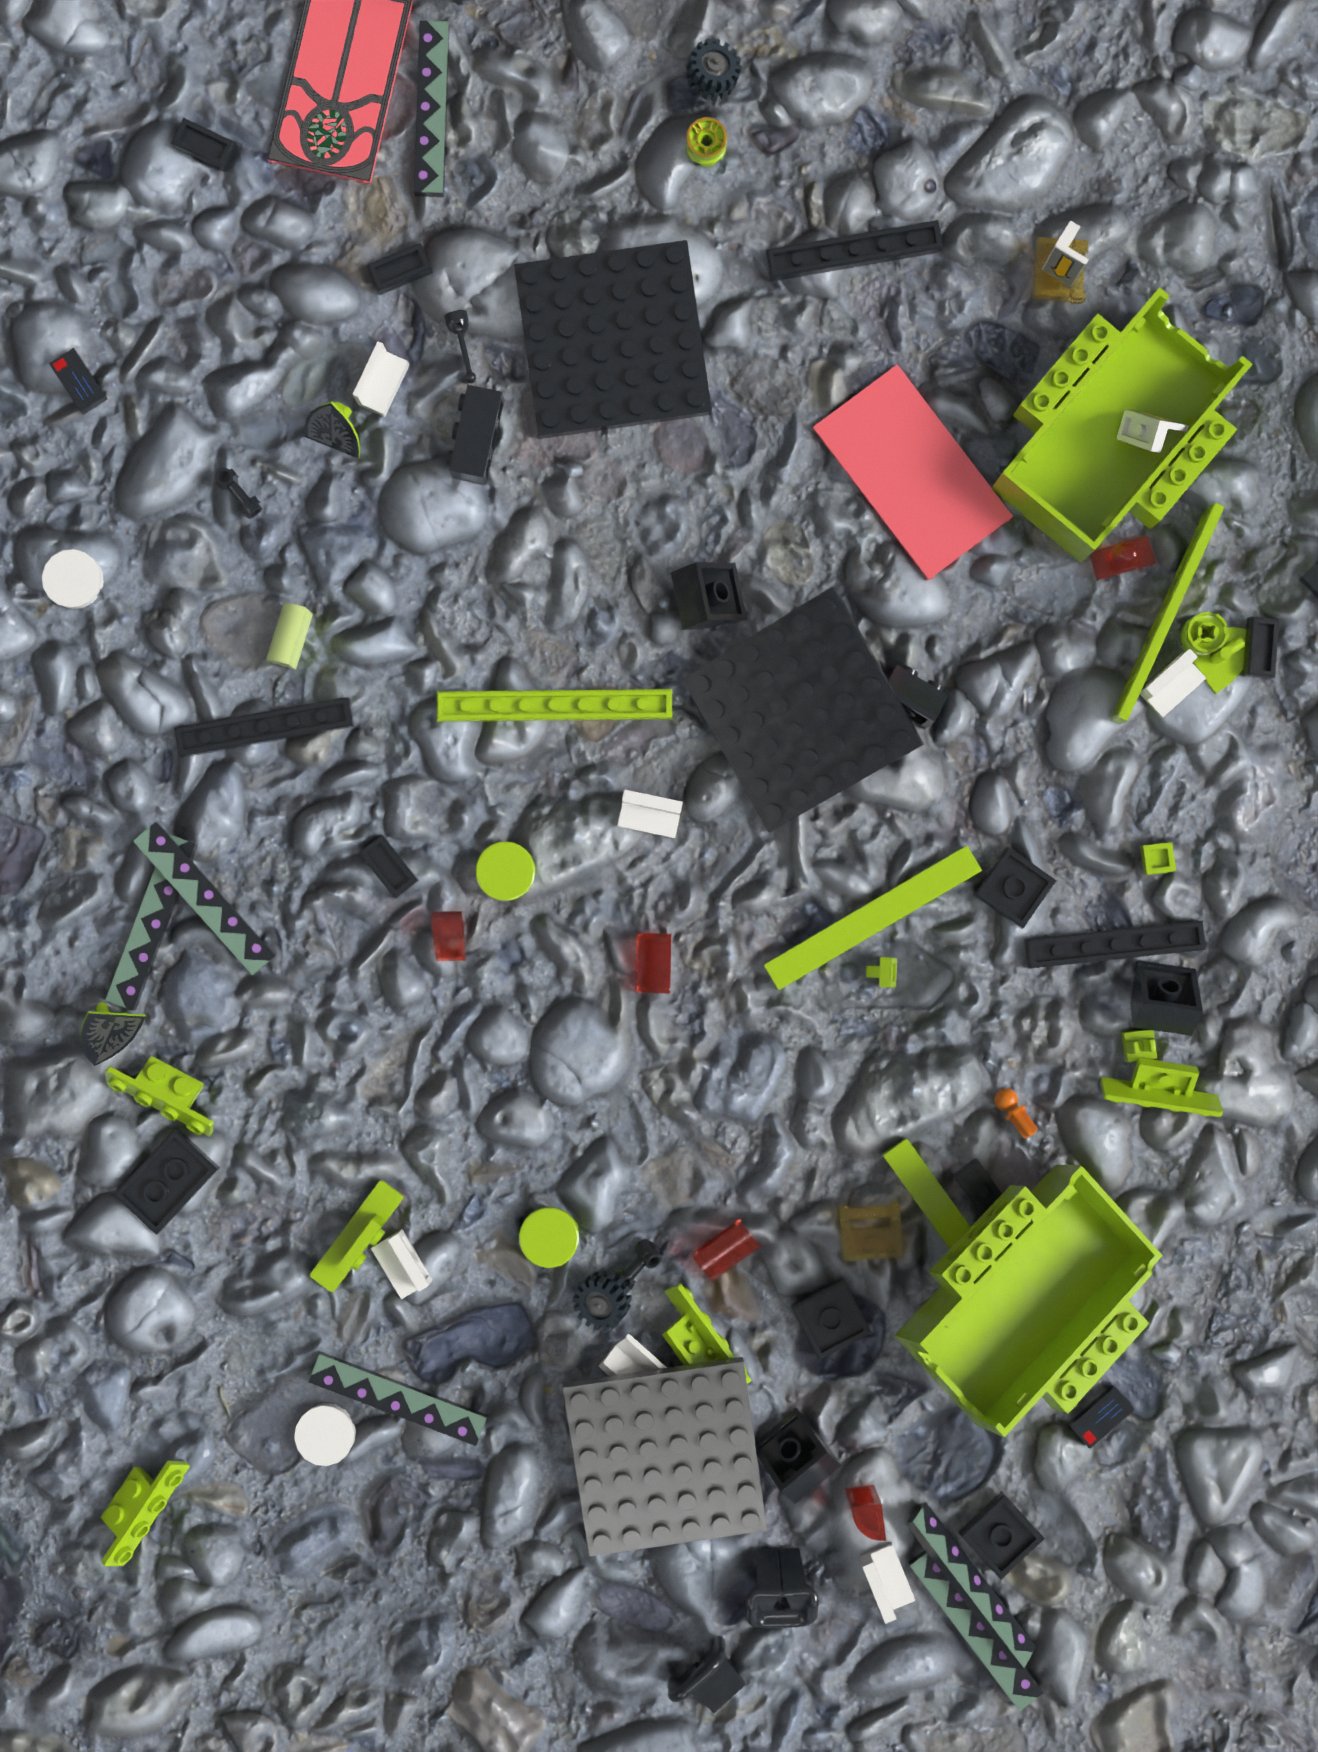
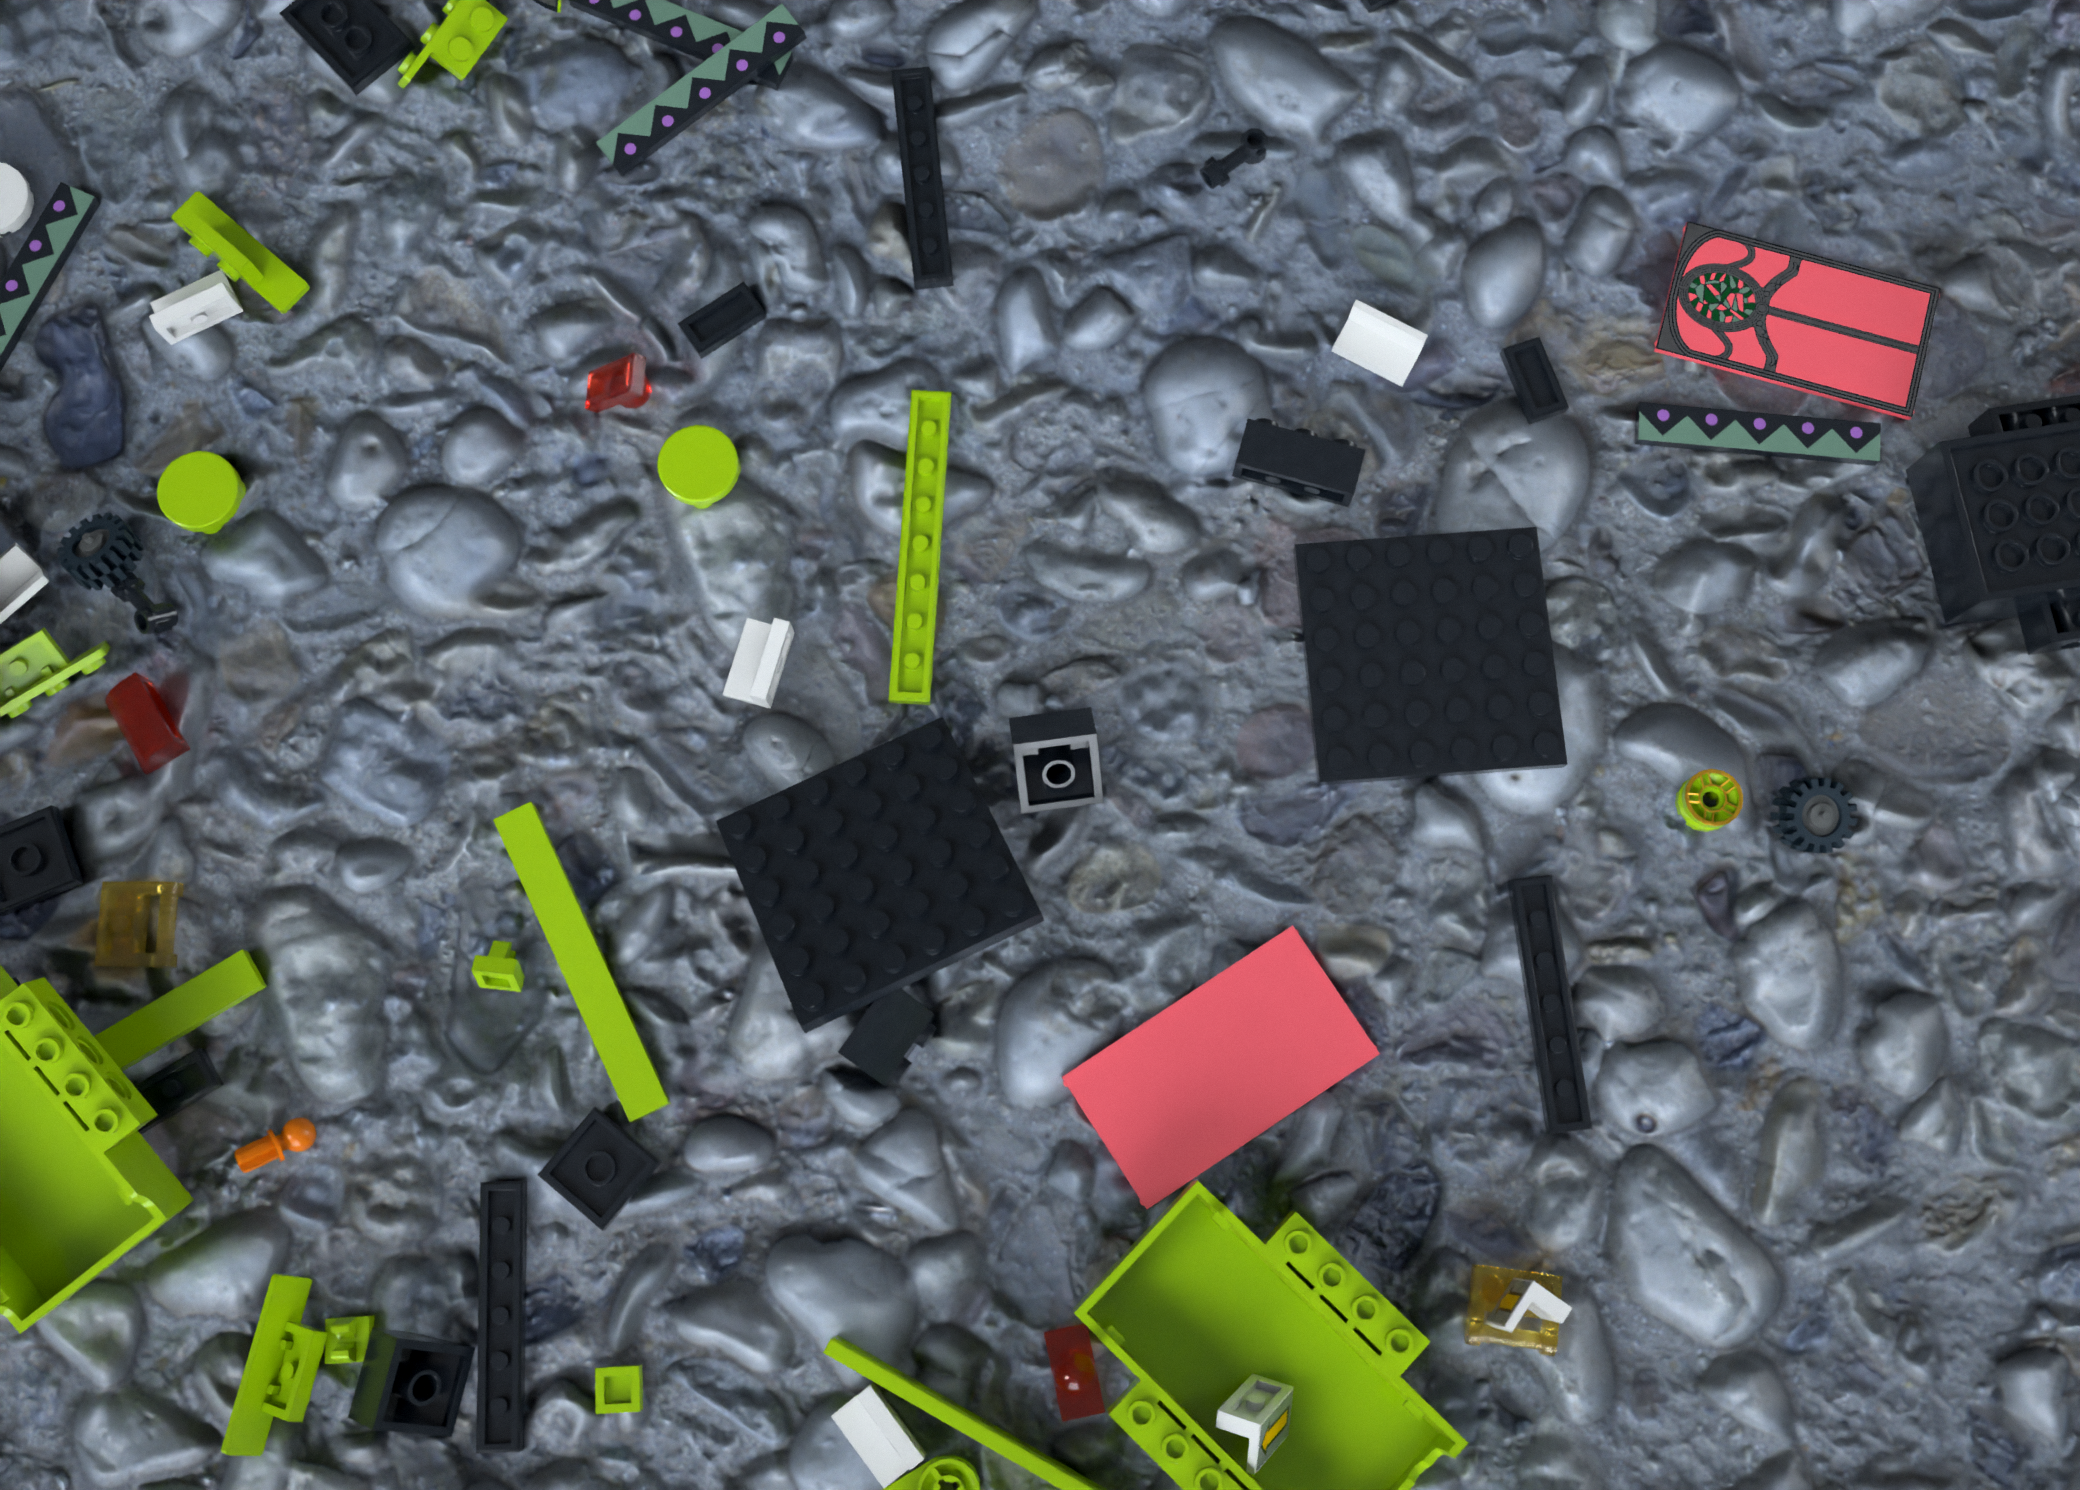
camera: 95 degrees right, 10 degrees down
(204, 144) = (1707, 144): black tile -> none
(289, 635) = (1038, 212): yellowish green brick -> none
(330, 426) = (1317, 276): shield -> none
(458, 323) = (1454, 448): black hinge -> none
(653, 963) = (550, 654): clear red brick -> none

